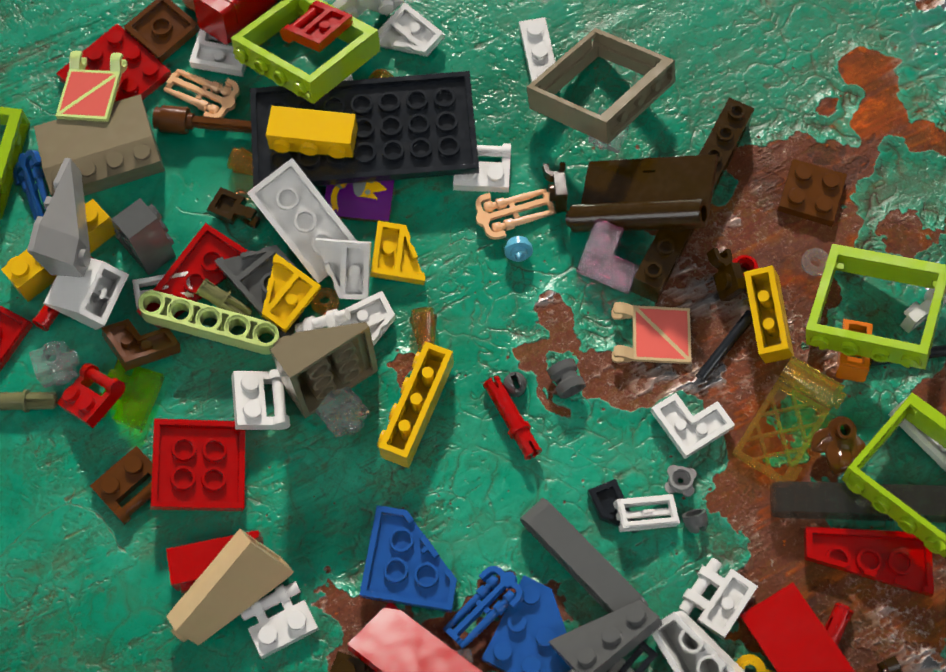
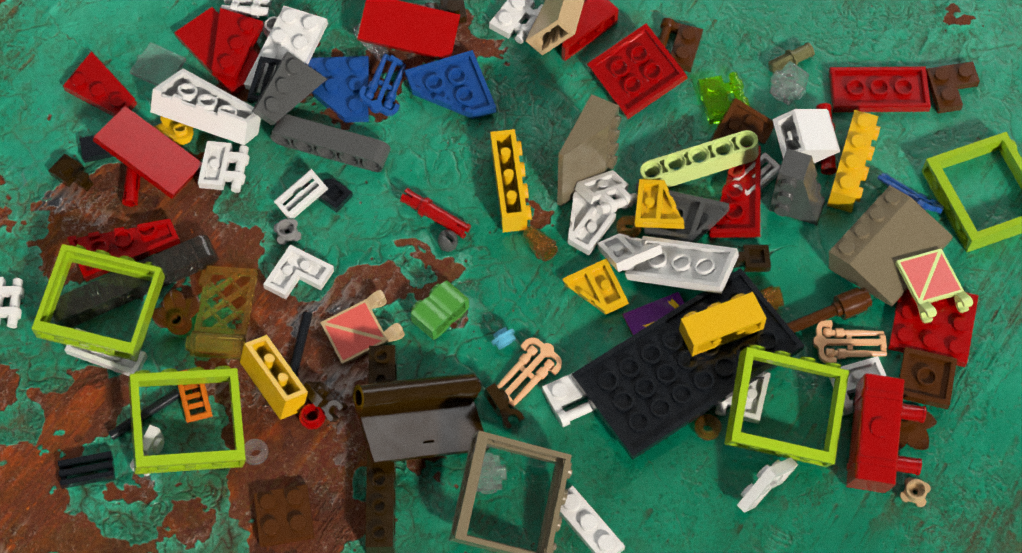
camera: 150 degrees right, 5 degrees down
(61, 235) = (844, 145): light grey wedge -> none
(84, 402) = (748, 72): red plate -> none
(221, 298) = (703, 185): olive axle -> none
(250, 400) = (635, 132): white plate -> none
(317, 26) = (774, 410): red plate -> none
(343, 412) = (550, 149): clear brick -> none
(409, 32) = (714, 484): white wing -> none
(565, 308) = (439, 310): none -> bright green brick
(566, 378) = (409, 257): dark grey wheel -> none
(600, 260) = (432, 359): clear pink plate -> none
(695, 520) = (267, 205): dark grey hinge -> none

